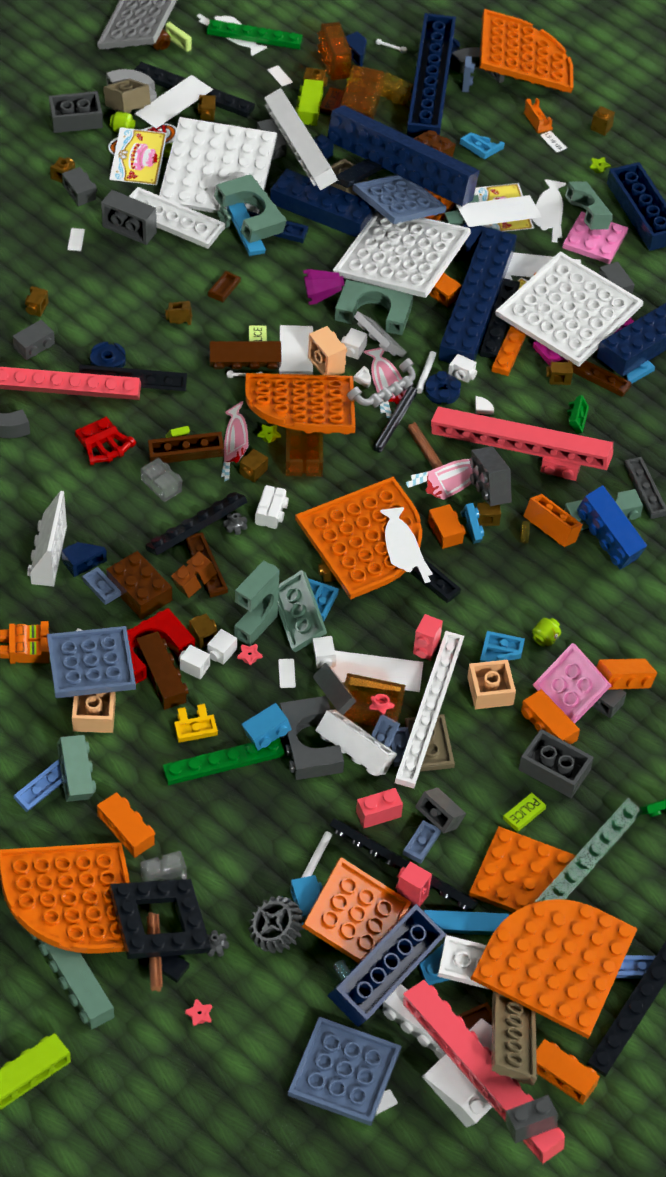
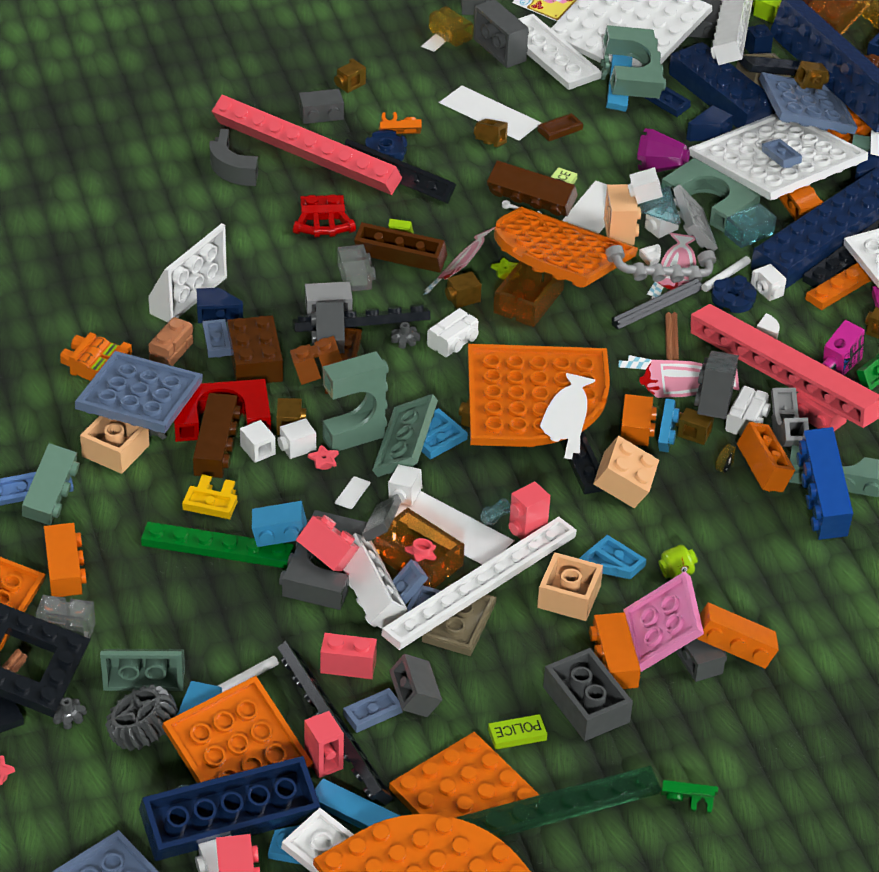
camera: 30 degrees right, 10 degrees down
(72, 605) = (171, 342): none -> nougat brick
(82, 223) = (451, 26): none -> clear yellow brick
(114, 331) = (409, 125): none -> orange plate
(160, 292) = (481, 107): none -> white sticker
(161, 516) = (328, 293): none -> light grey brick
(184, 541) = (329, 322): none -> dark grey brick
(247, 884) = (142, 667): none -> sand green slope
(315, 727) = (328, 543): none -> coral brick
(335, 242) = (709, 124): none -> dark blue slope
(343, 326) = (645, 185): none -> white brick
(356, 336) = (663, 207): none -> clear light blue slope
(394, 172) = (811, 75): none -> pearl gold brick
(398, 649) = (491, 514): none -> clear light blue pin
(411, 253) = (782, 153): none -> sand blue plate
(419, 323) = (750, 225): none -> clear light blue brick
(470, 574) = (626, 472): none -> light nougat brick
(519, 488) = (748, 407): none -> white brick
(548, 485) = (785, 417): none -> light grey arch
(549, 411) = (844, 348): none -> dark pink torso

